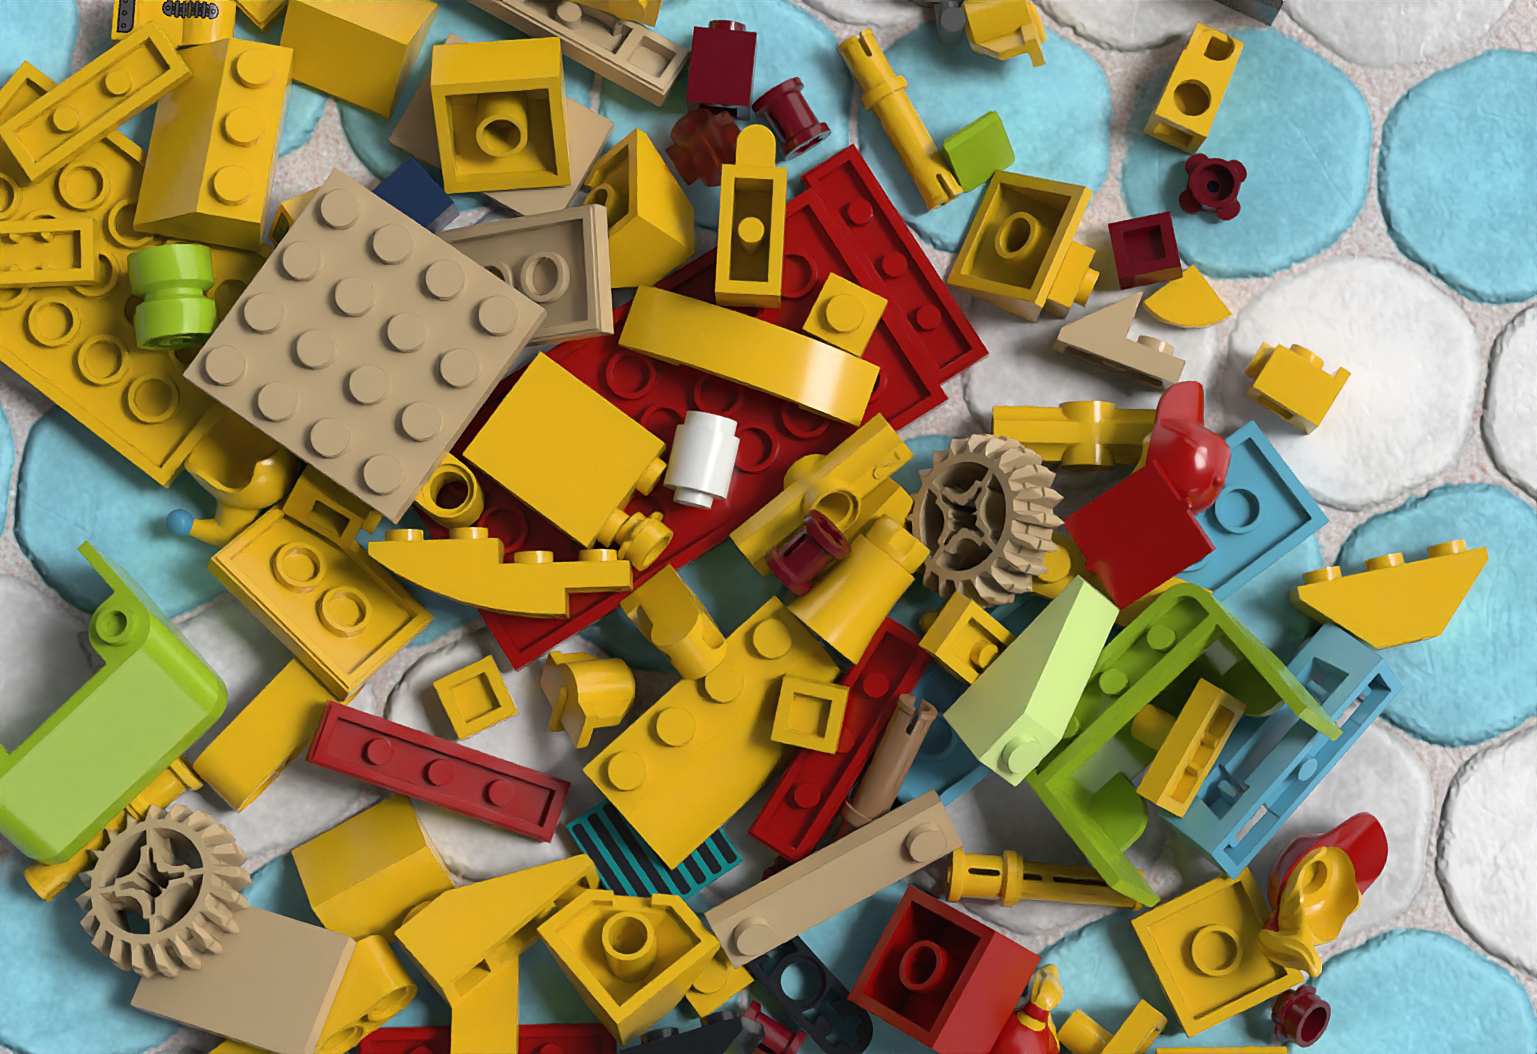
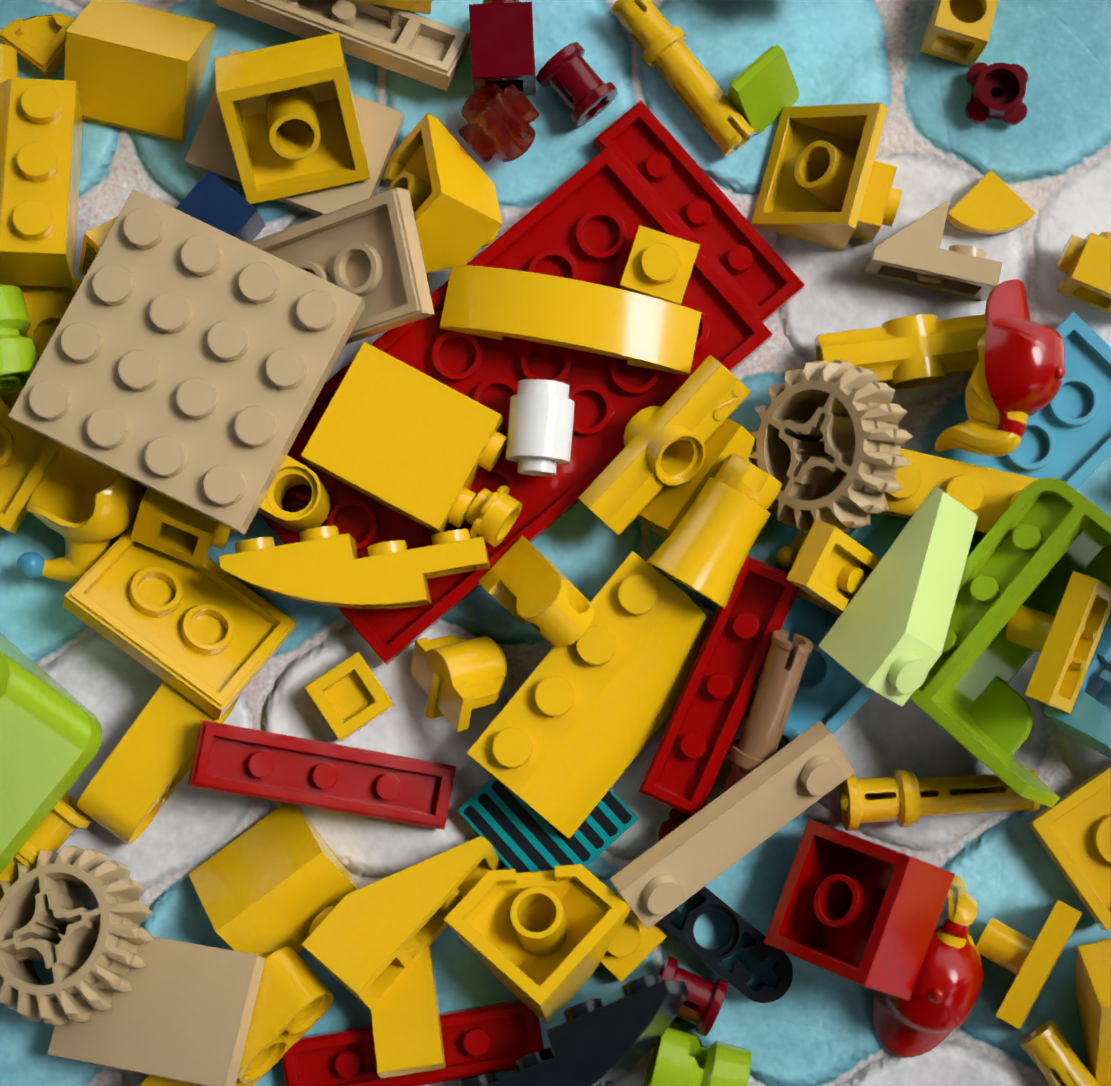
camera: 10 degrees left, 0 degrees up
(751, 224) = (556, 187): yellow brick -> none
(807, 552) = (660, 503): dark red bush -> none
(810, 713) = (686, 663): yellow plate -> none
(1138, 534) = (988, 437): red piece -> none
(1145, 250) = (942, 163): dark red plate -> none

